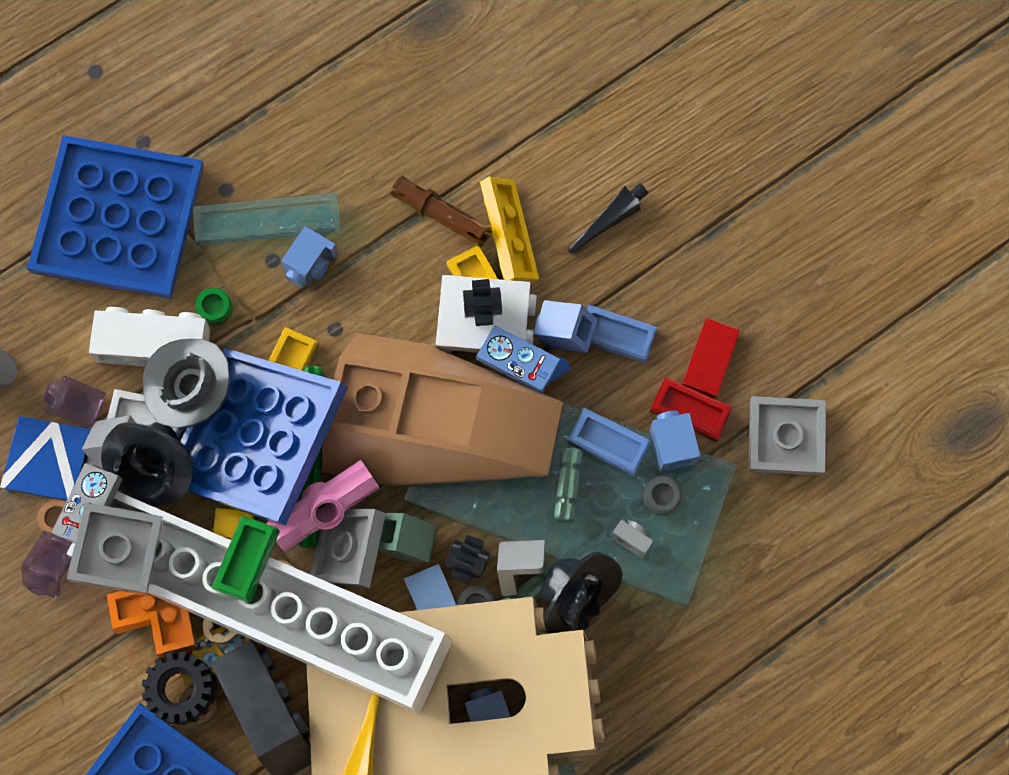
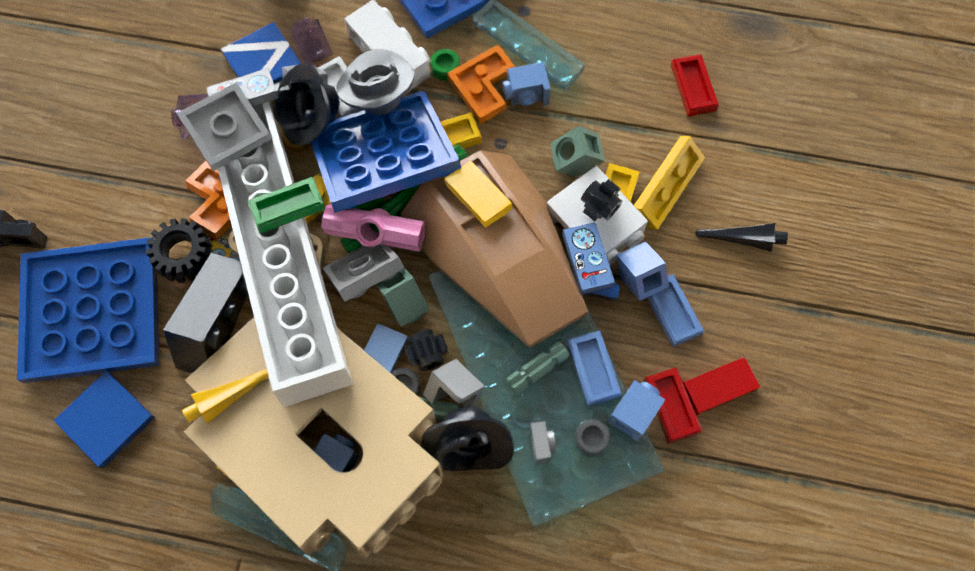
camera: 50 degrees right, 5 degrees down
(258, 297) = (476, 80): none -> orange plate
(383, 394) = (478, 194): none -> yellow tile
(422, 269) = (577, 152): none -> sand green brick
(429, 204) = (635, 121): reddish brown pin -> none
(441, 122) = (694, 85): none -> red tile
(787, 436) = (721, 488): light grey plate -> none

